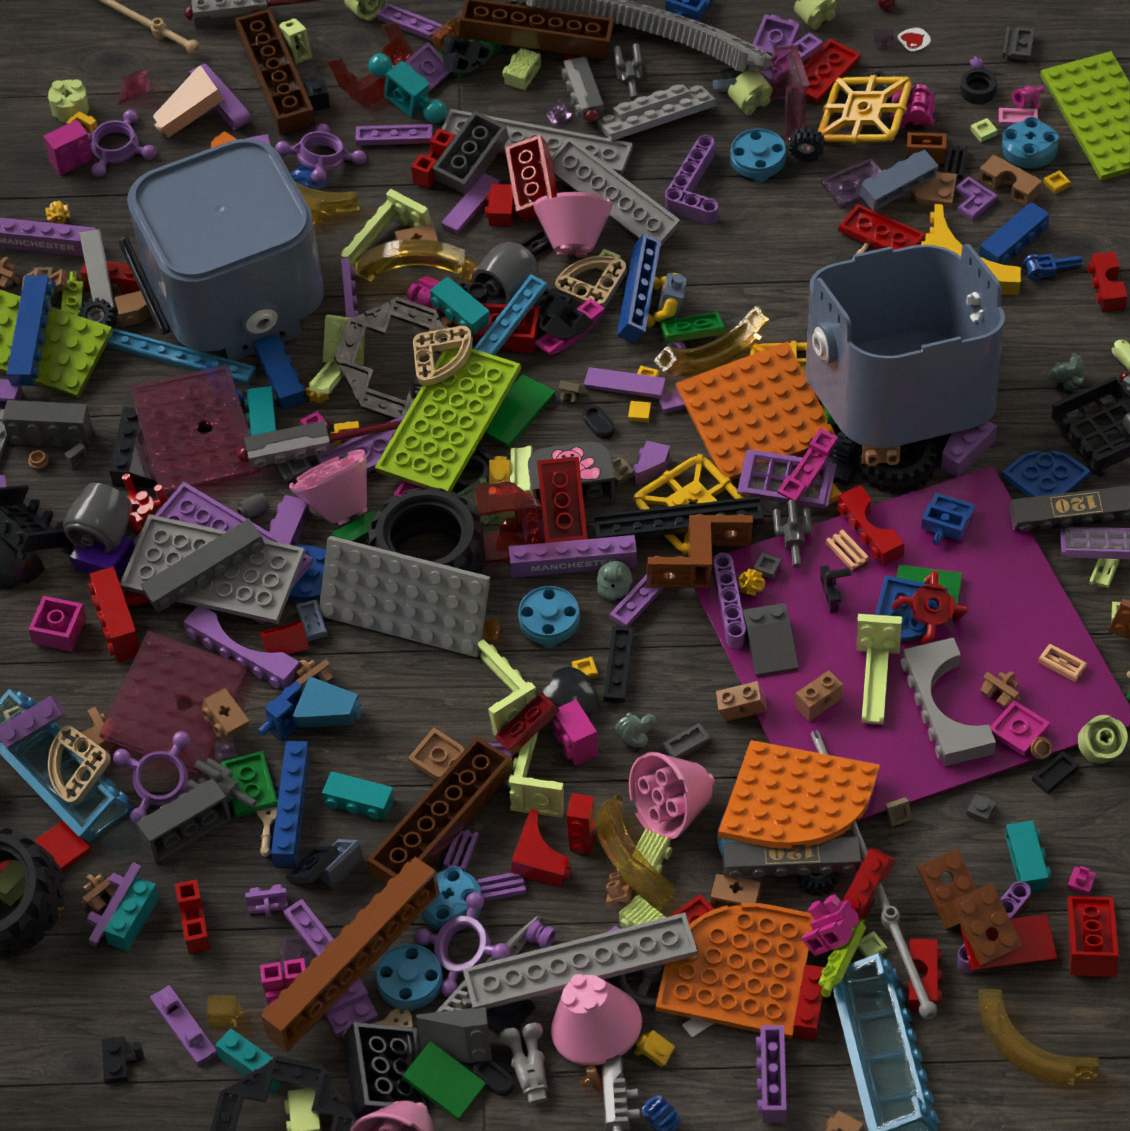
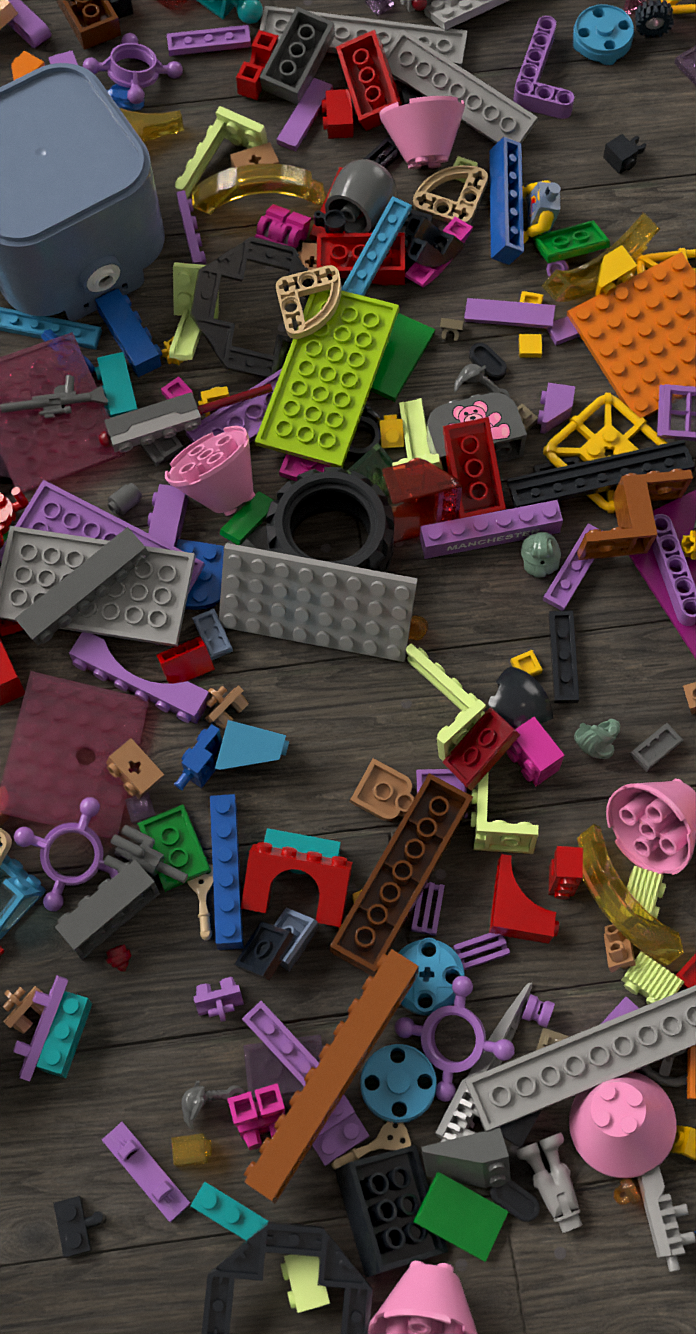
camera: 10 degrees left, 15 degrees up
(187, 861) = (118, 957): none -> dark red plate
(192, 916) = (137, 1032): red arch -> none
(201, 421) = (52, 402): none -> dark grey piece
(233, 971) = (196, 1098): none -> dark grey piece
(323, 797) = (329, 873): none -> red arch
(459, 305) = (318, 239): teal brick -> none
(549, 615) = (477, 605): dark azure piece -> none
(583, 429) = (473, 374): none -> dark grey piece
(722, 351) = (615, 269): none -> yellow slope
(755, 257) = (623, 153): none -> black brick

